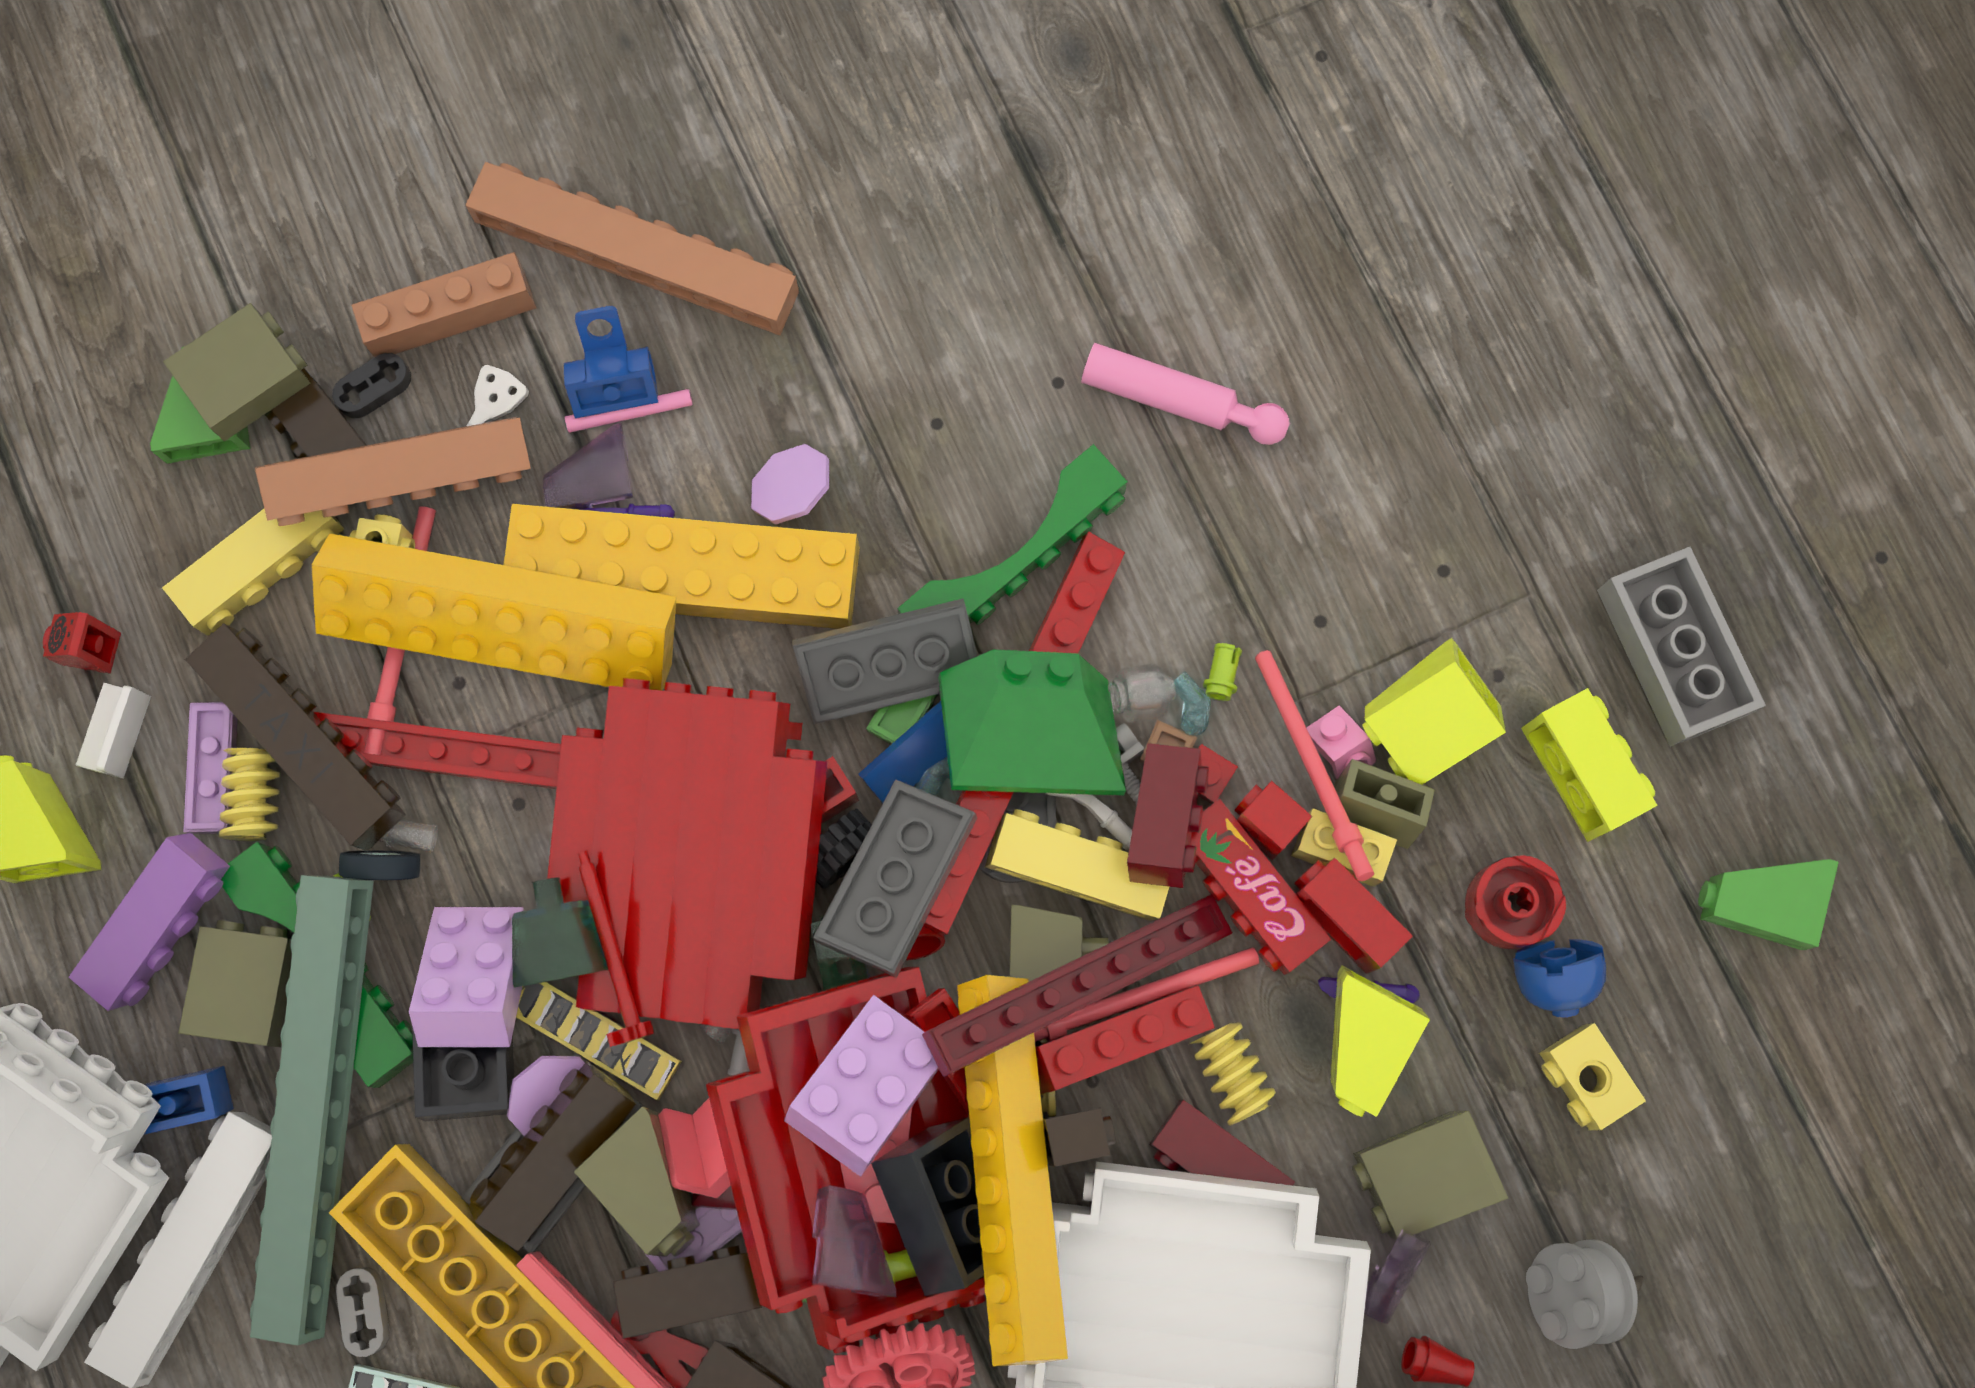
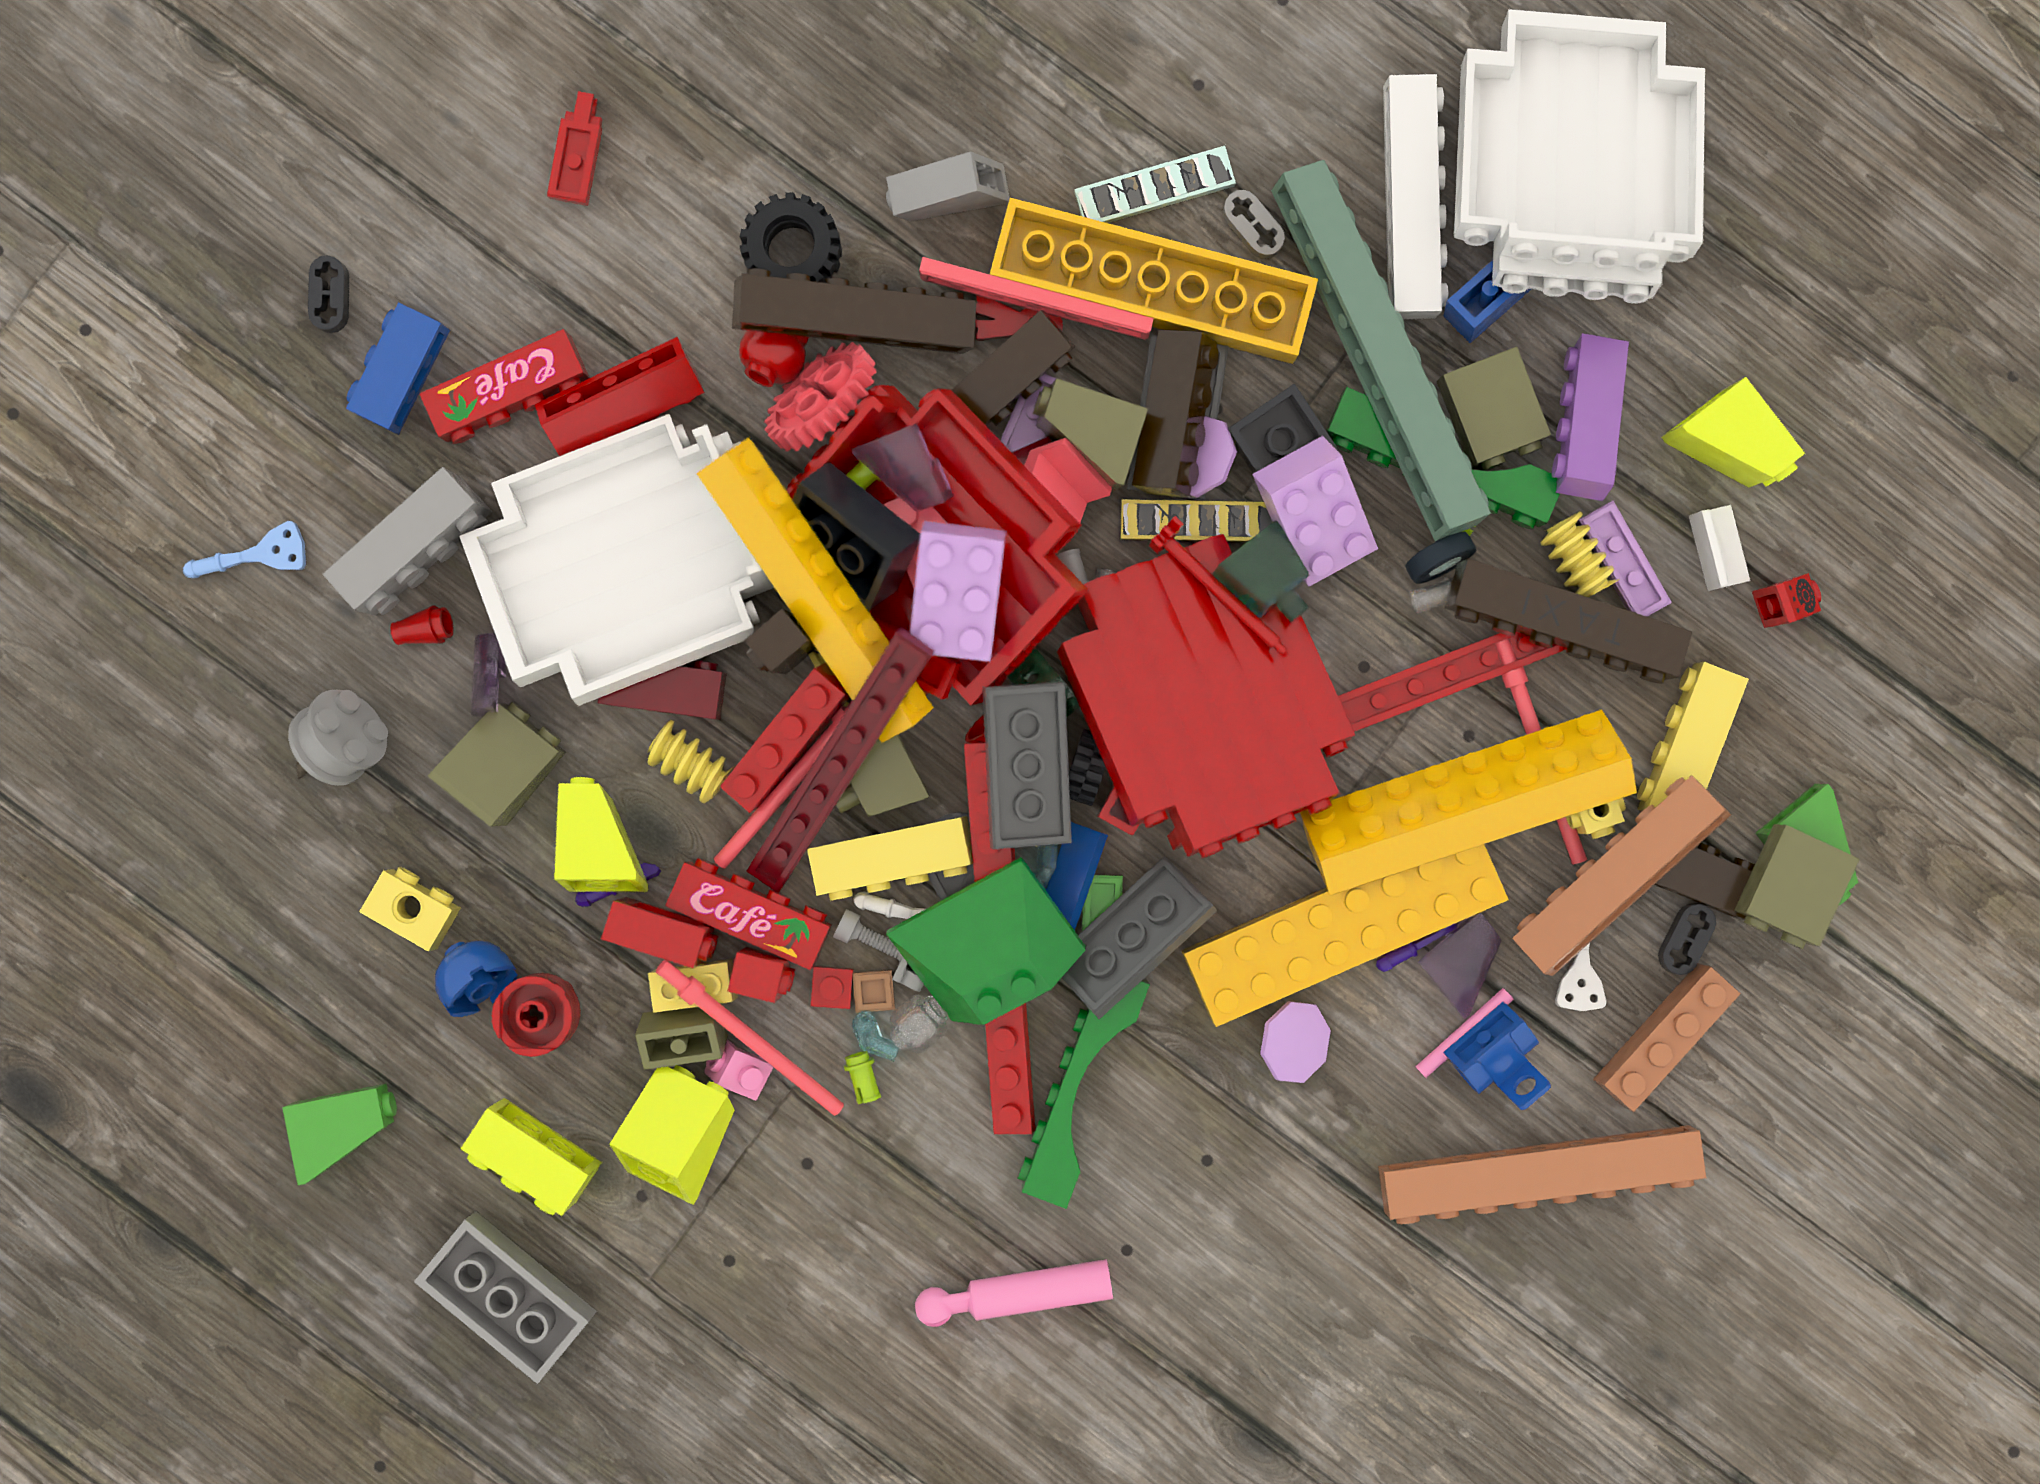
camera: 150 degrees right, 10 degrees up
(1167, 816) = (843, 932): dark red brick -> none

